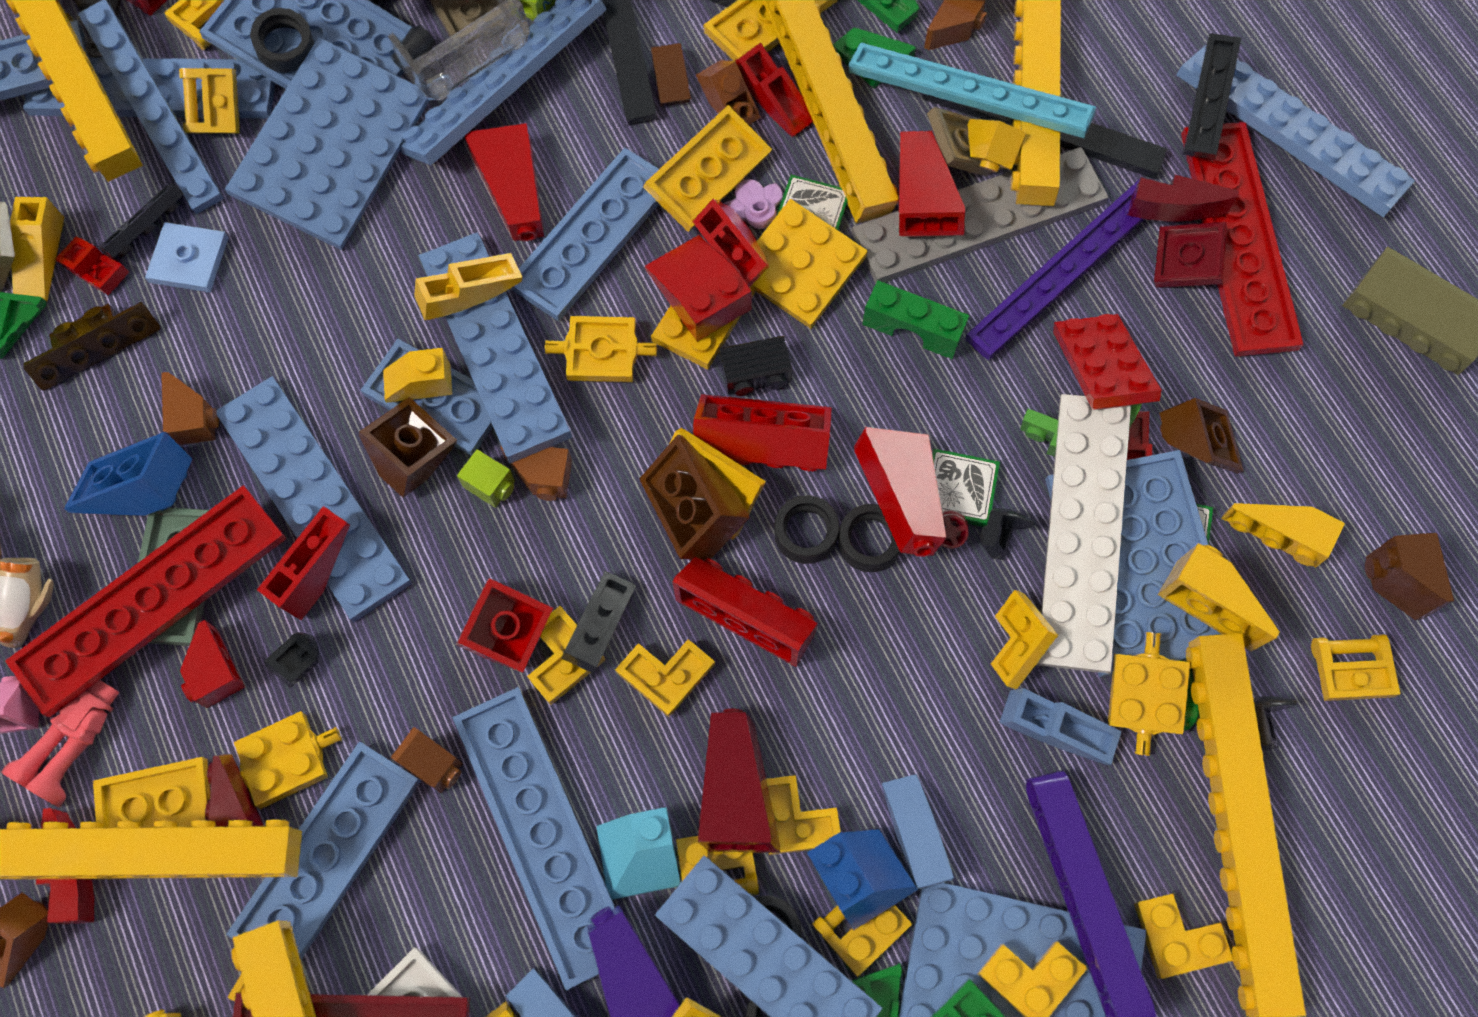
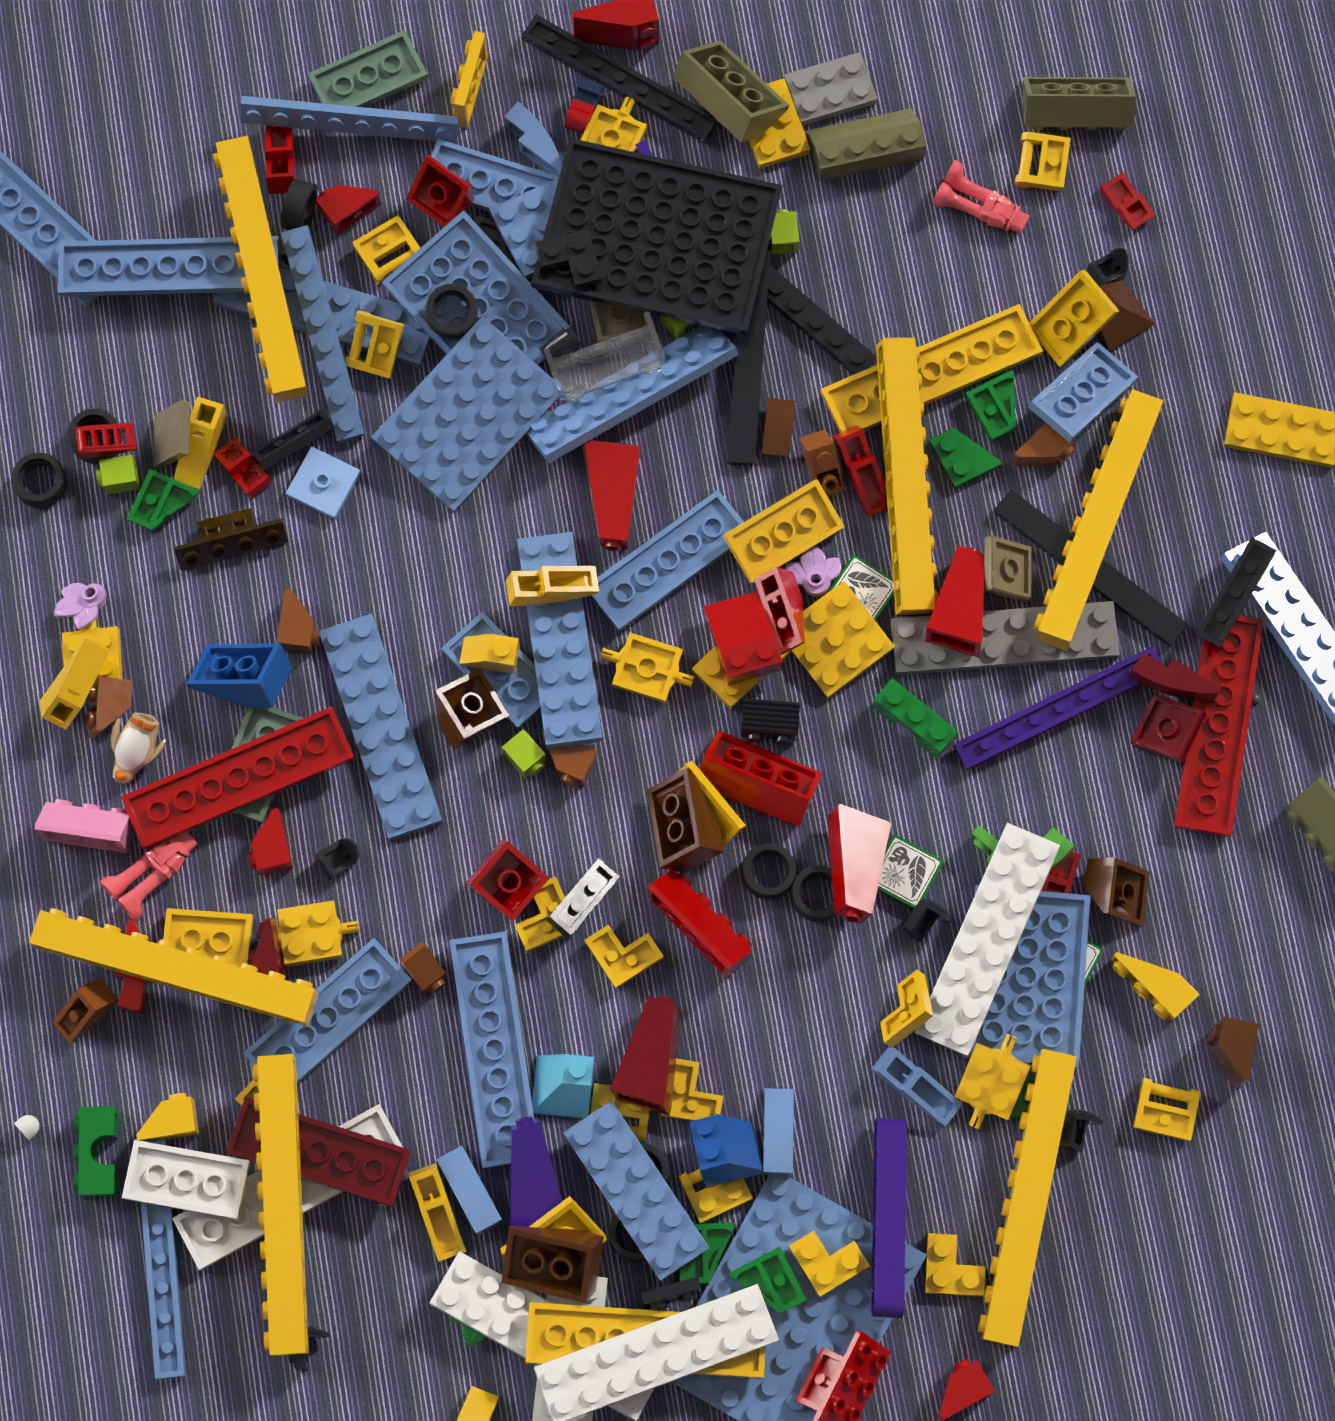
camera: 15 degrees right, 5 degrees up
(307, 565) = (367, 786): red slope -> none
(955, 535) = (882, 911): dark red wheel -> none
(973, 90) = (1029, 526): medium azure tile -> none
(994, 143) = (1031, 582): yellow slope -> none
(1106, 362) = (1056, 803): red plate -> none
(1218, 596) = (1065, 1018): yellow slope -> none

